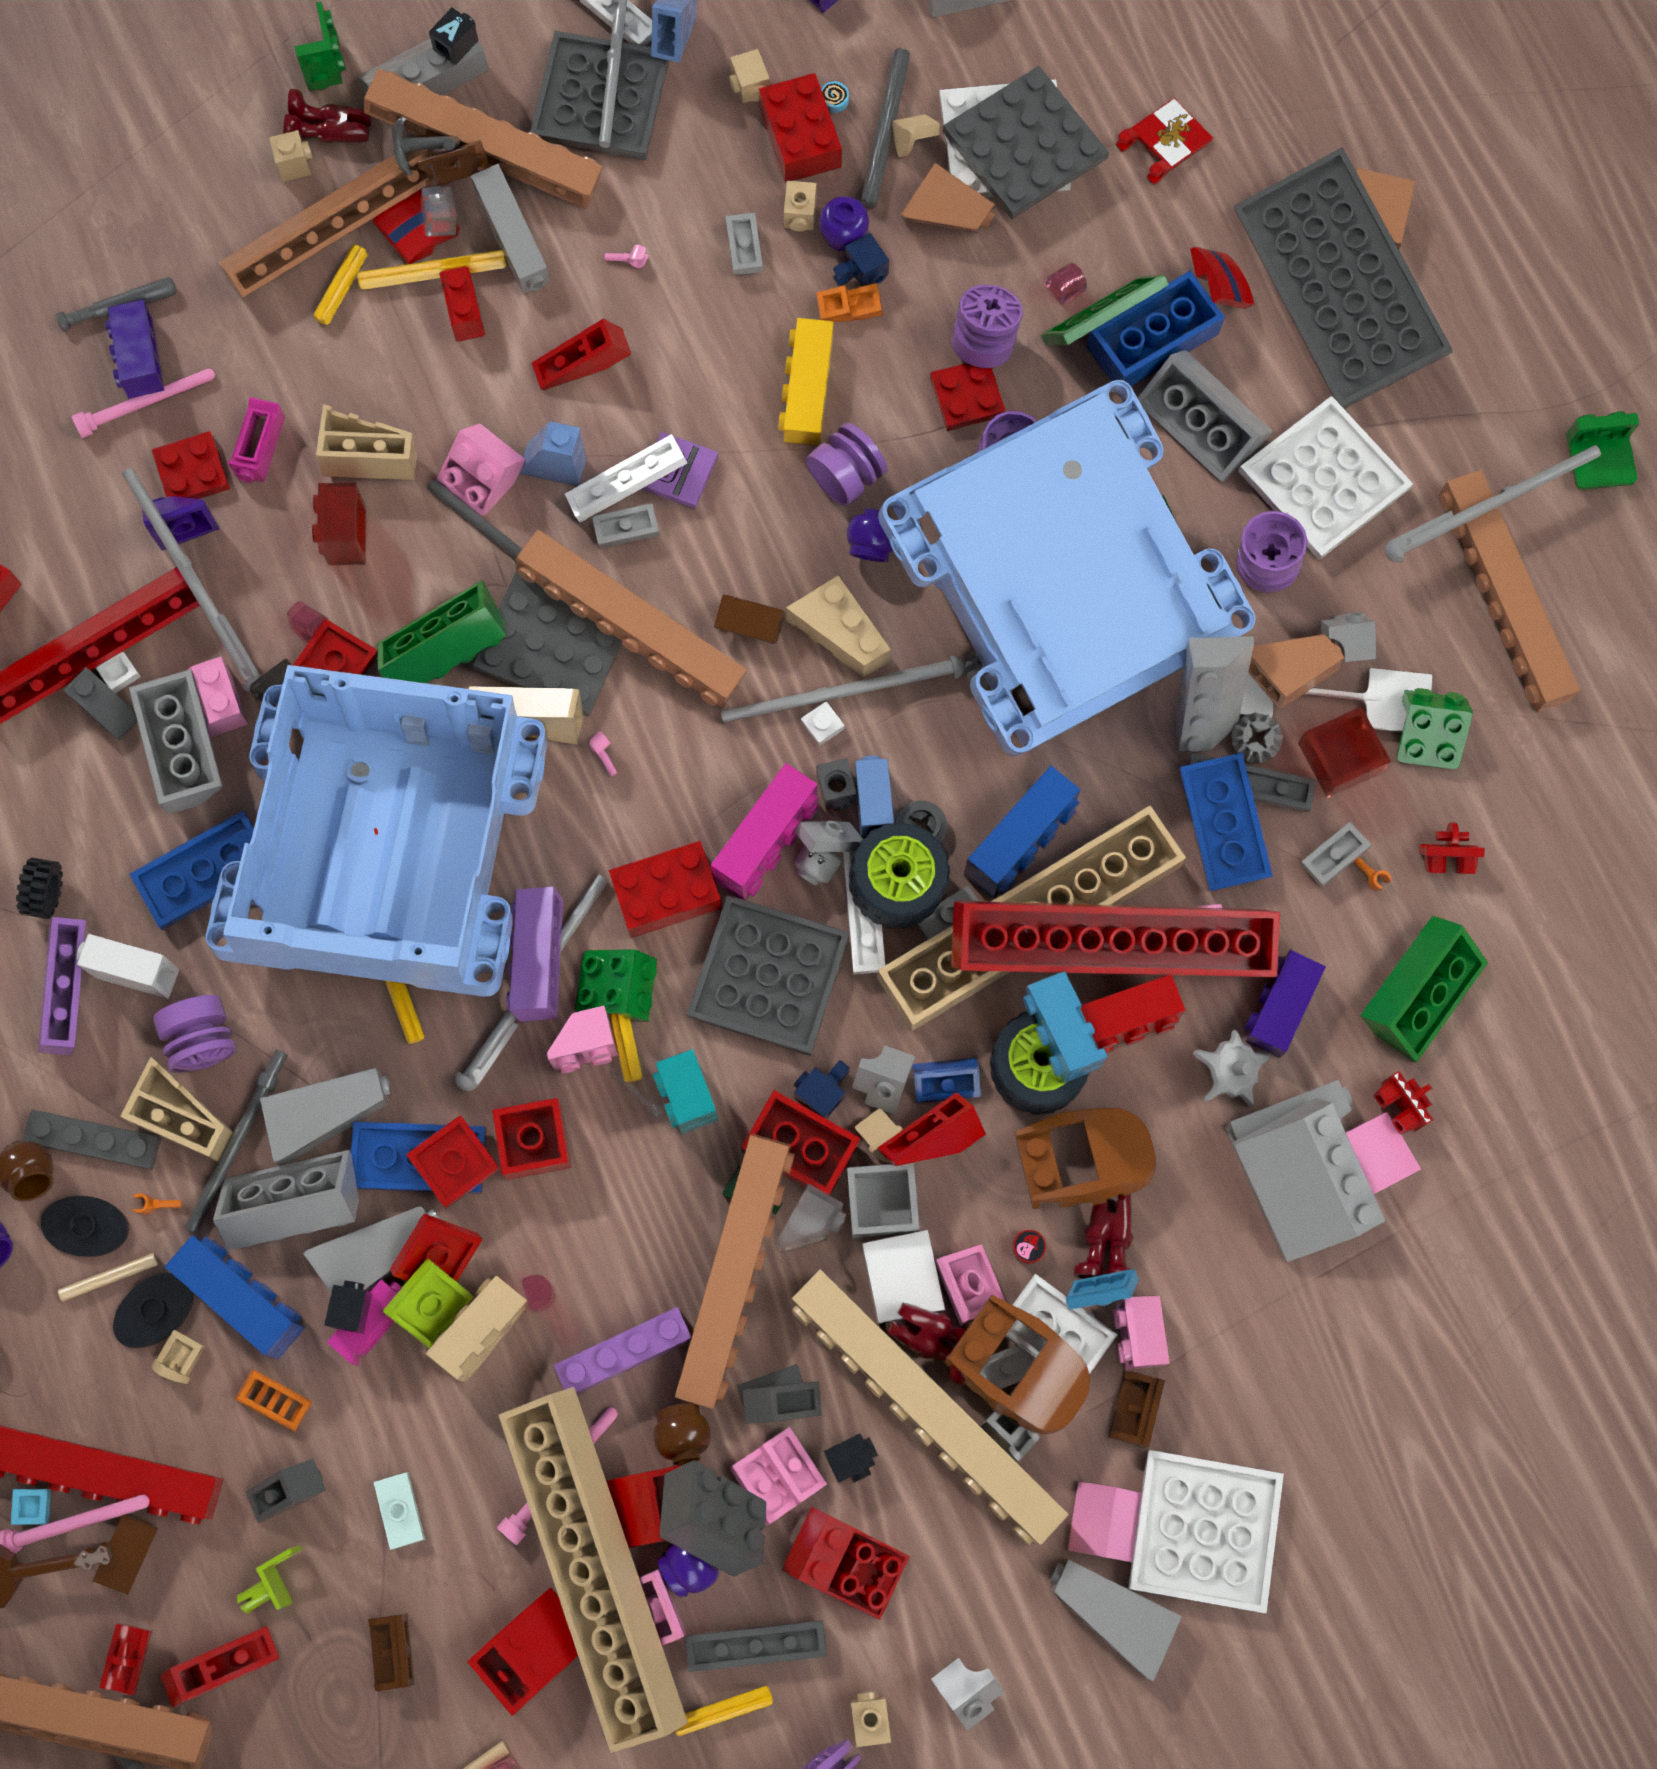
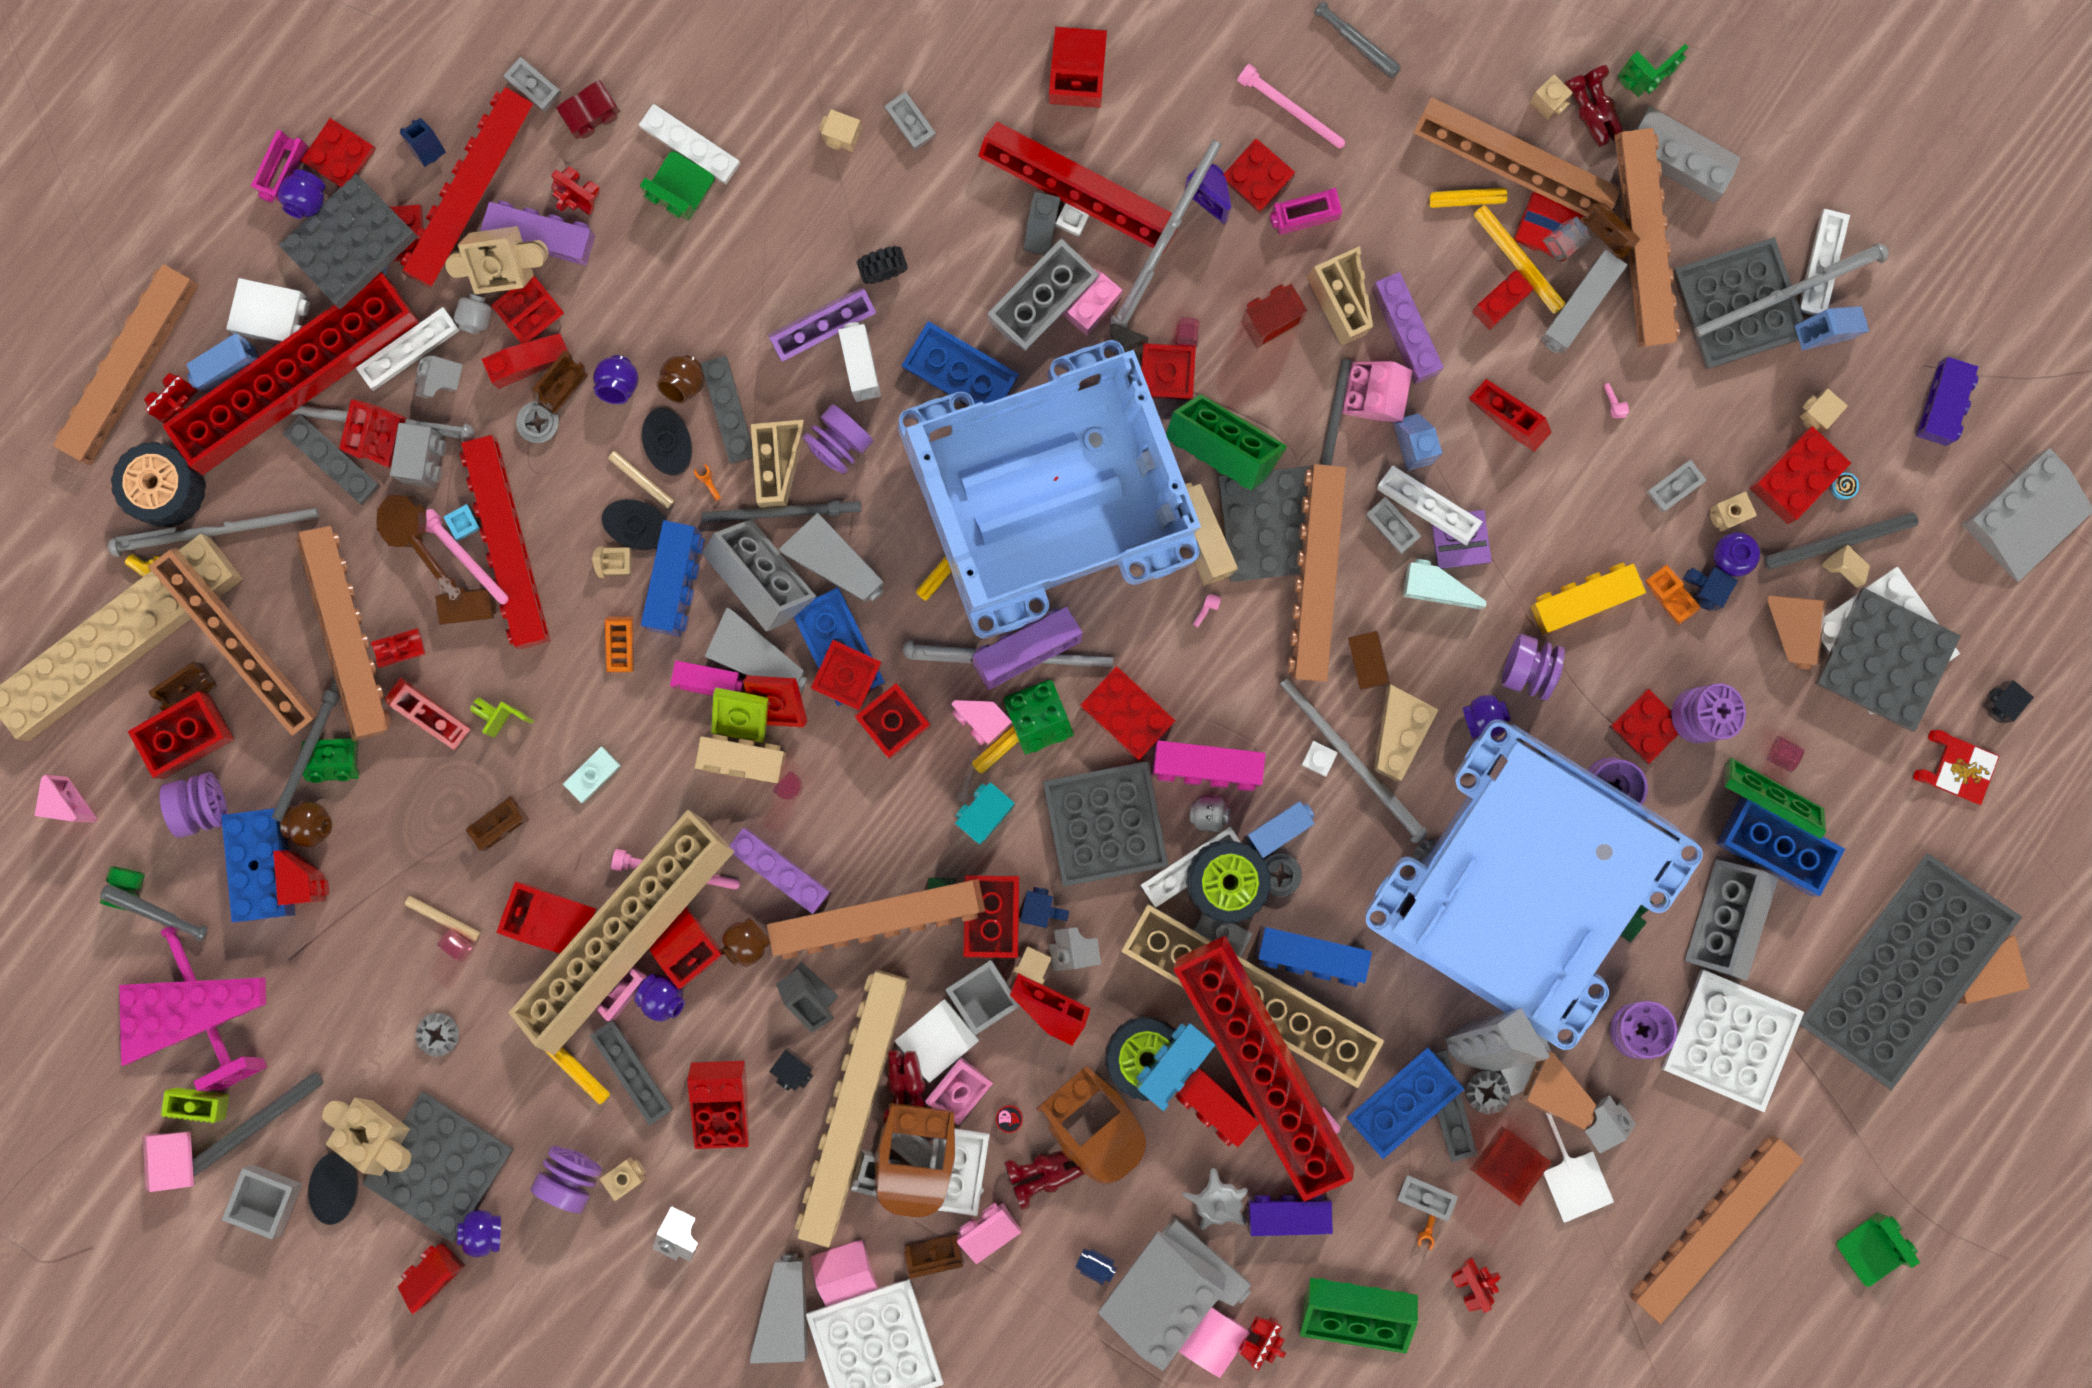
camera: 65 degrees right, 10 degrees up
(134, 349) = (1326, 77): dark purple brick -> none
(285, 1490) = (563, 690): dark grey slope -> none
(348, 1307) = (705, 663): black brick -> none
(412, 143) = (1607, 184): dark grey piece -> none
(433, 405) = (1407, 327): none -> medium lavender brick
(454, 35) = (1718, 167): black brick -> none
(712, 514) = (1435, 585): none -> light aqua slope
(713, 1518) = (696, 999): dark grey piece -> none
(779, 1474) = (753, 1025): bright pink slope -> none
(811, 1221) = (940, 954): clear slope -> none
(828, 836) = (1230, 814): light grey plate -> none
(832, 772) = (1284, 787): dark grey brick -> none
(944, 1078) = (1099, 995): blue slope -> none
(1102, 1289) = (1001, 1189): dark azure plate -> none
(1125, 61) = (2007, 701): none -> black brick
(1224, 278) = (1856, 878): red slope -> none
(1236, 1236) = (1096, 1266): none -> dark blue brick
(1399, 546) = (1741, 1154): light grey bar -> none
(1434, 728) = (1569, 1225): green bracket -> none

